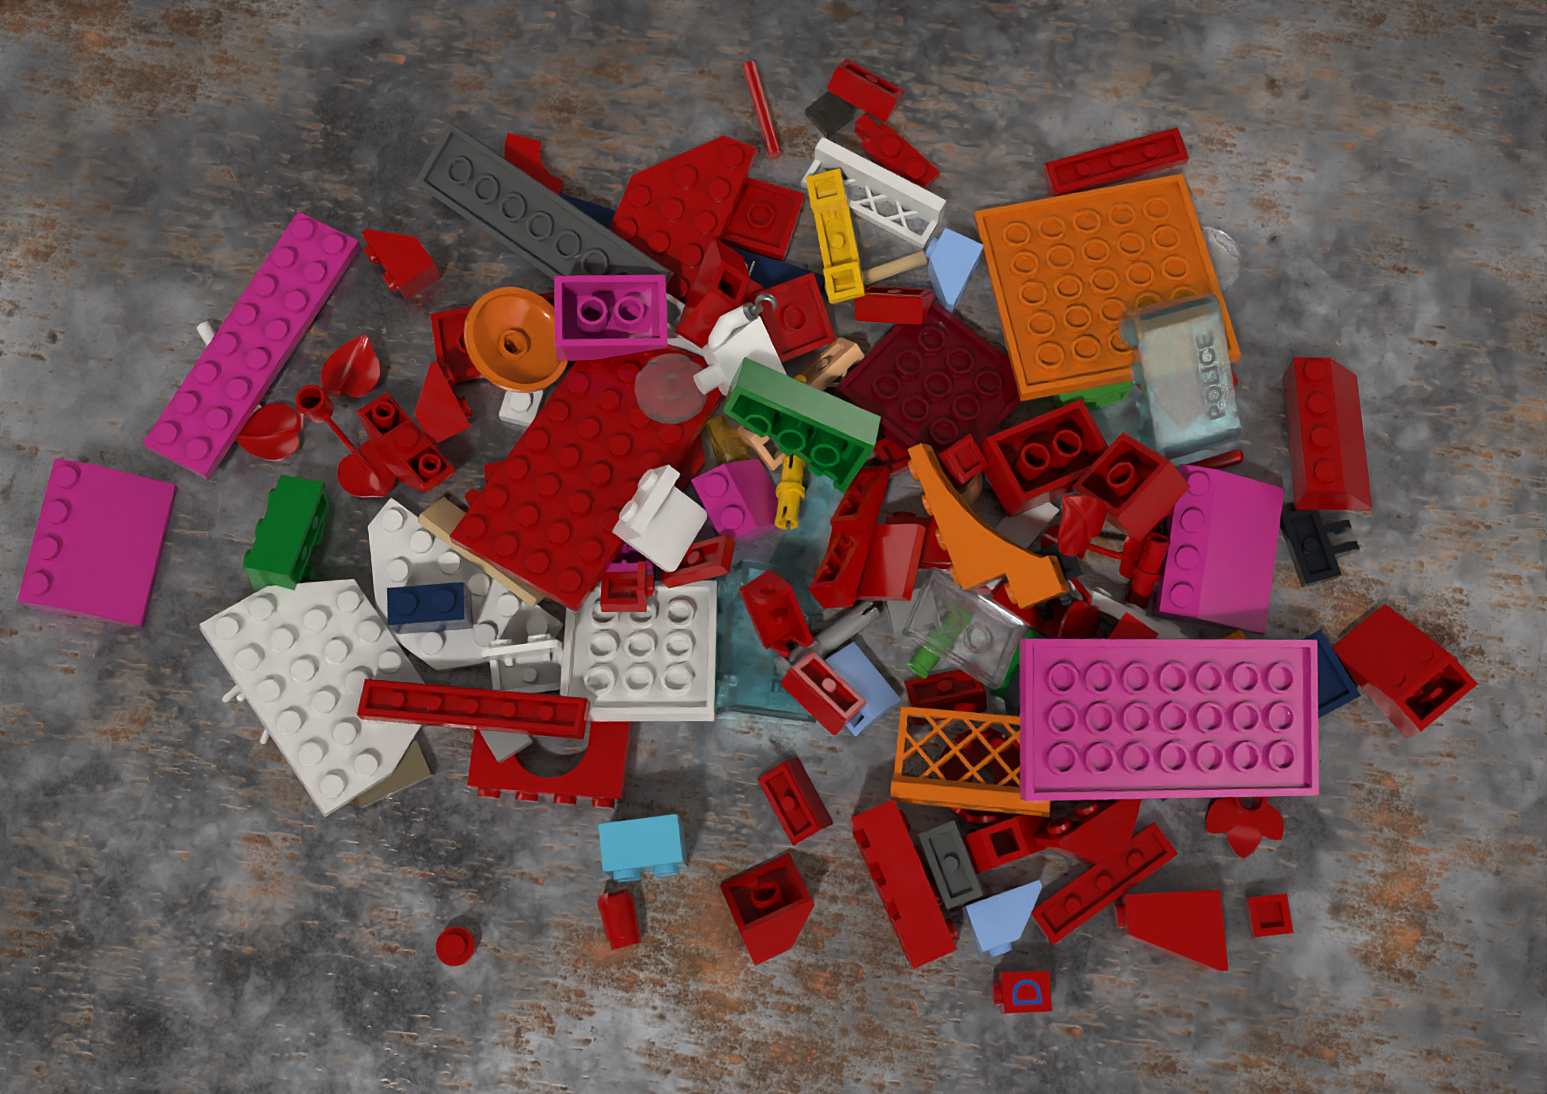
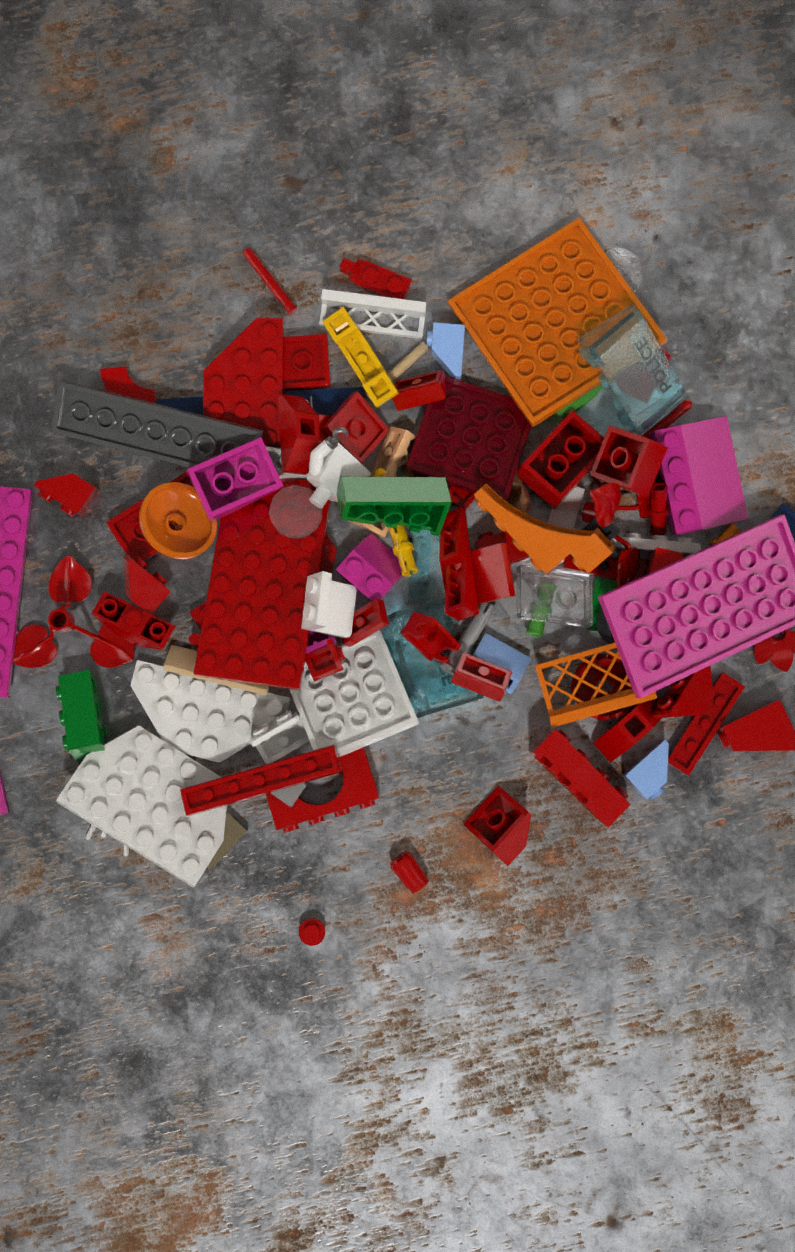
camera: 25 degrees left, 10 degrees up
(429, 608) = (200, 725): dark blue brick -> none
(521, 407) = (198, 564): white plate -> none
(643, 847) = (406, 823): medium azure brick -> none
(725, 442) = (346, 532): clear yellow cone -> none
(795, 800) = (489, 751): red slope -> none
(829, 114) = (317, 265): clear smoke tile -> none
(865, 89) = (336, 238): red slope -> none
(946, 691) = (558, 643): red slope -> none
(952, 864) = (606, 752): dark grey panel -> none
(963, 459) = (511, 483): red tile -> none
(1022, 992) = (680, 813): red brick -> none
(1116, 163) = (529, 224): red tile -> none
(1311, 547) = (757, 448): black hinge -> none
(1325, 436) = (741, 369): red slope -> none

